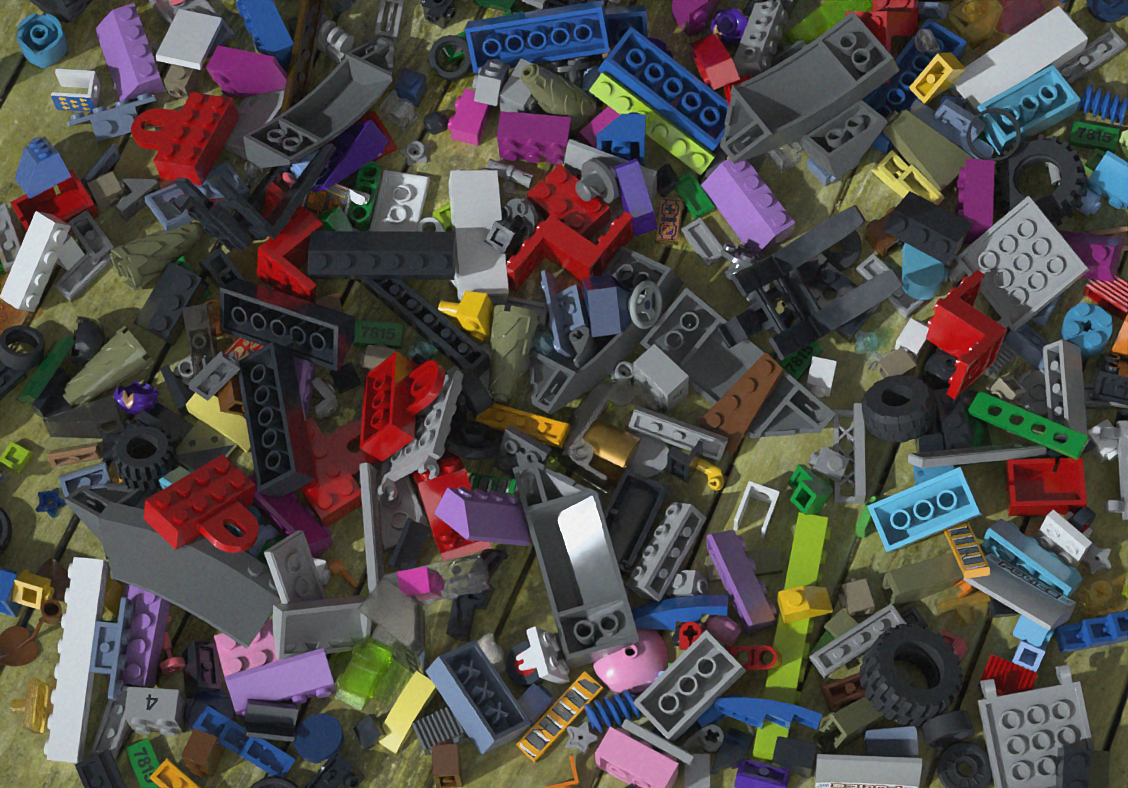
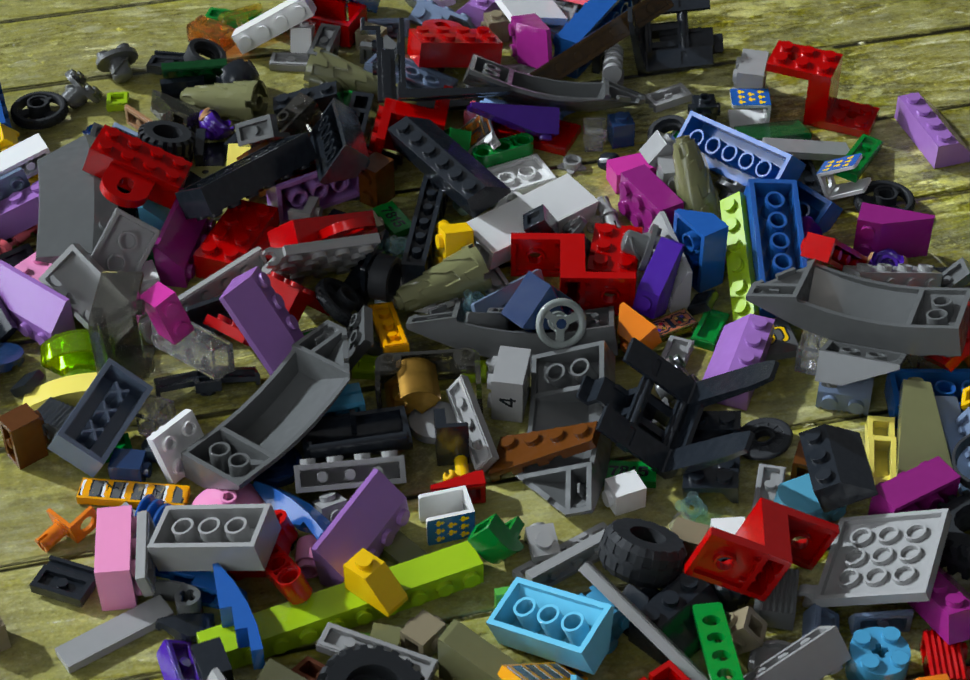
camera: 50 degrees right, 25 degrees down
(666, 251) = (633, 325): none -> orange slope
(738, 479) = (474, 483): none -> red slope

